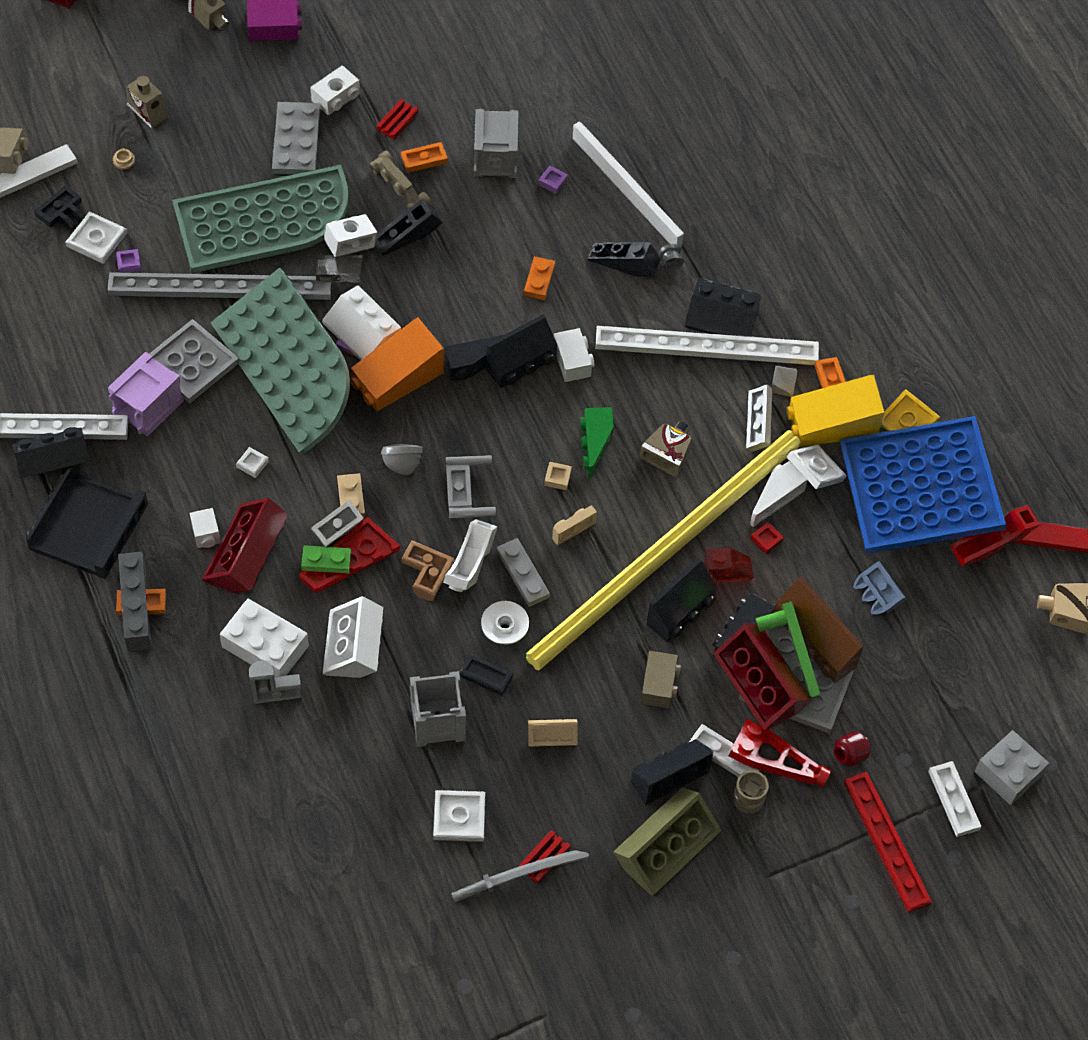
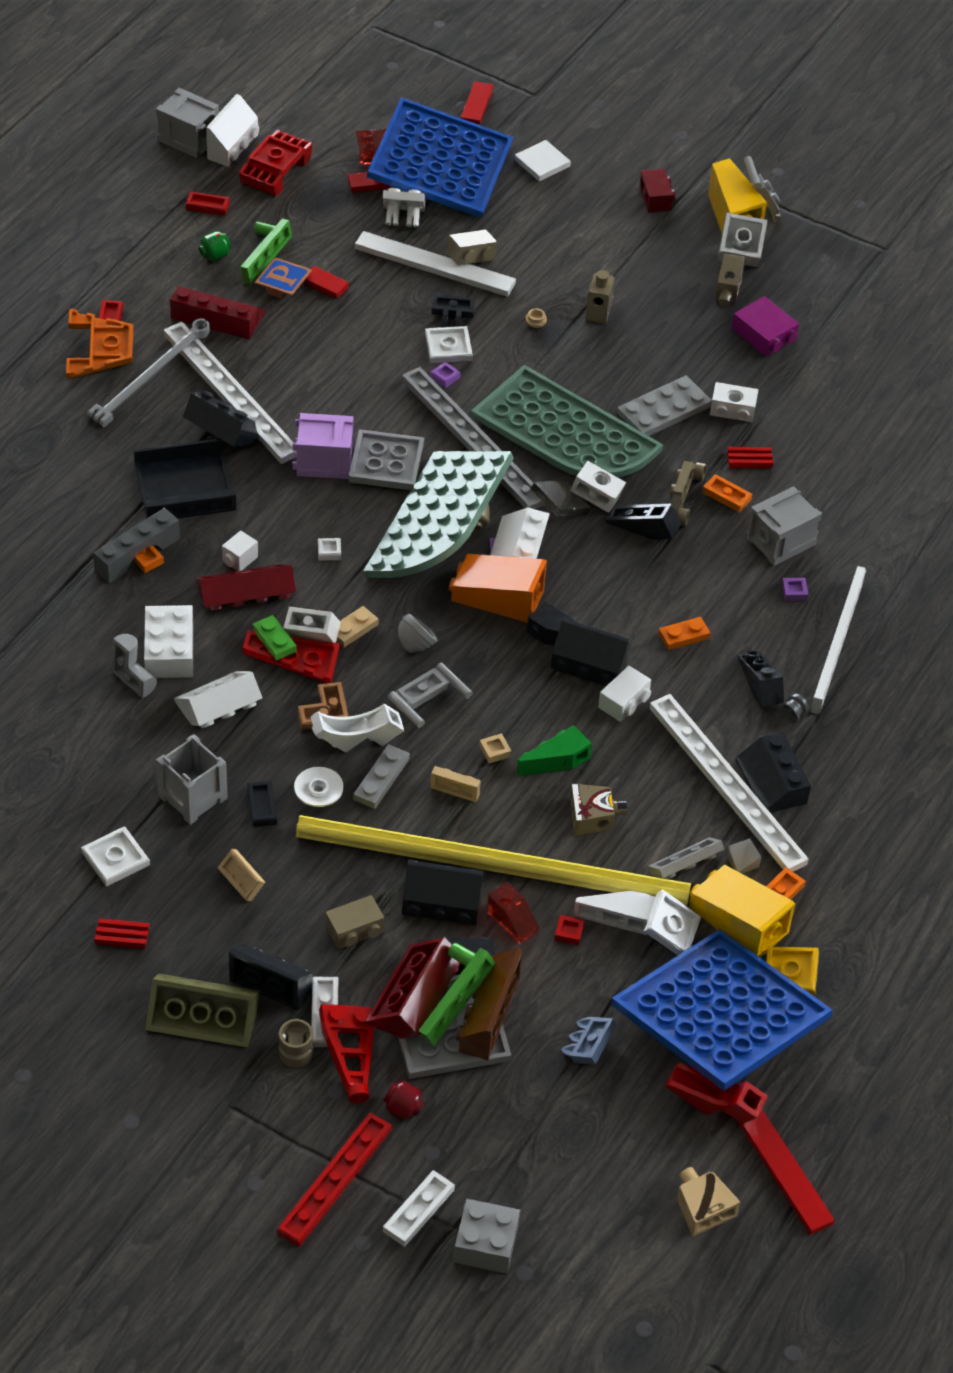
camera: 55 degrees right, 10 degrees down
(490, 882) = (67, 907): light grey sword -> none

